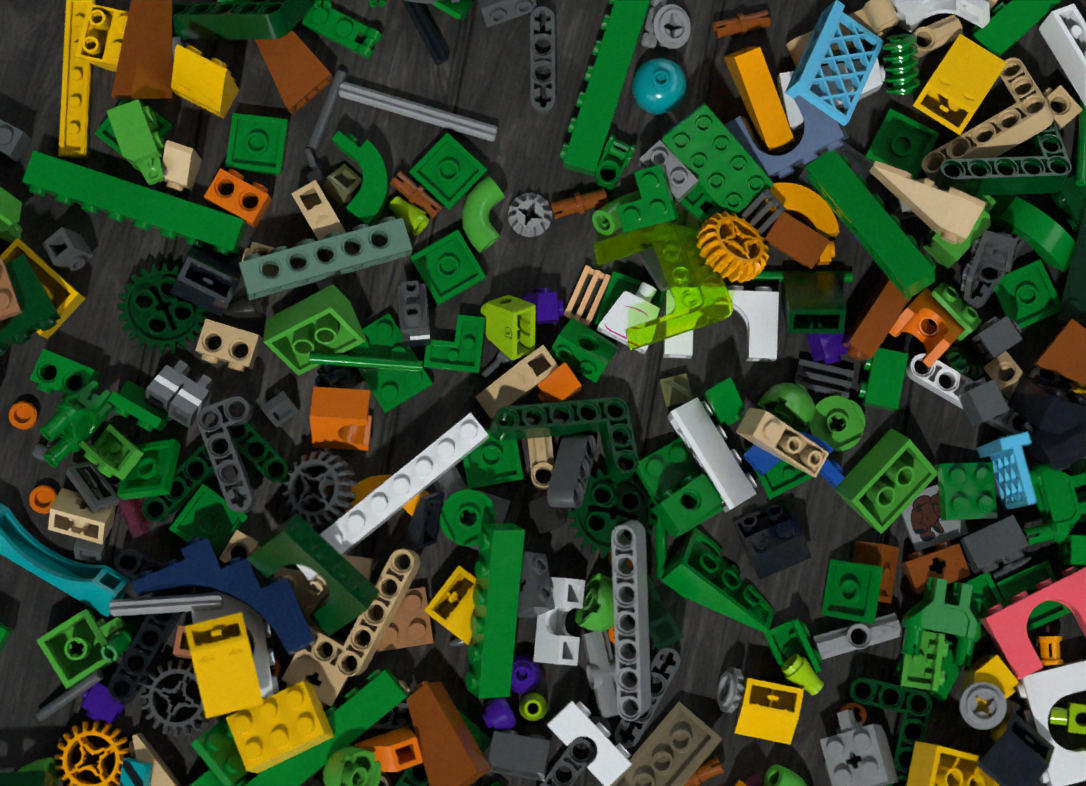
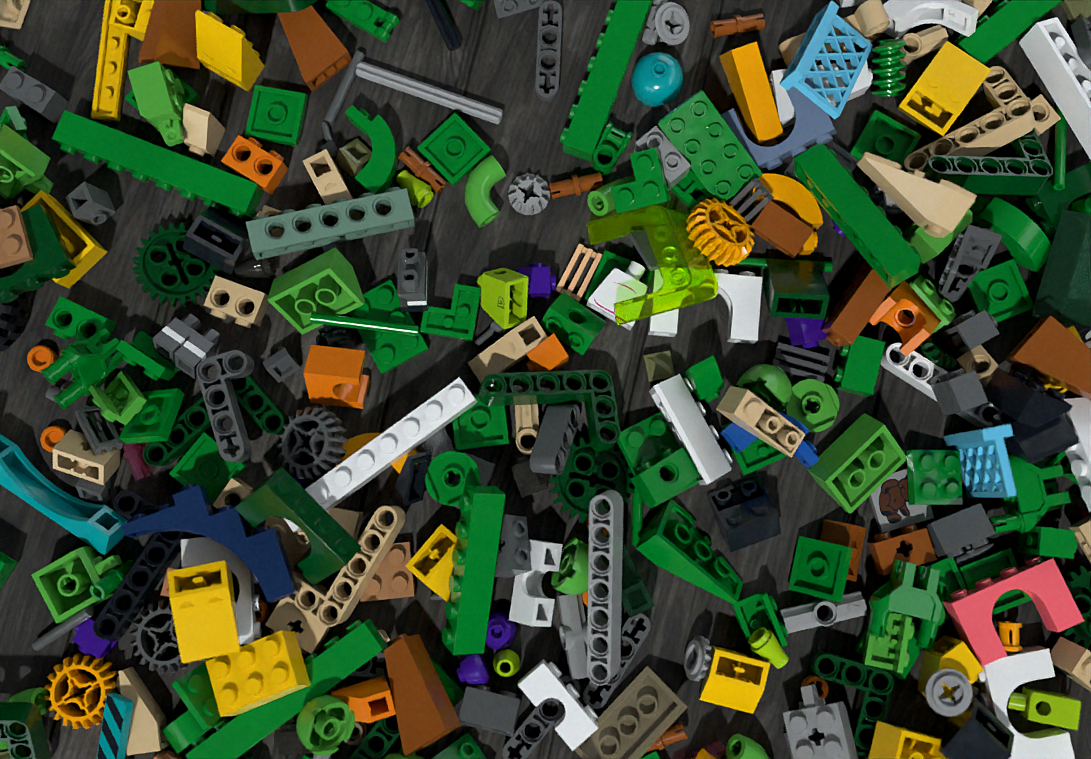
camera: 10 degrees right, 0 degrees up
(166, 604) = (157, 547): light grey axle -> none
(448, 267) = (449, 239): green plate -> none

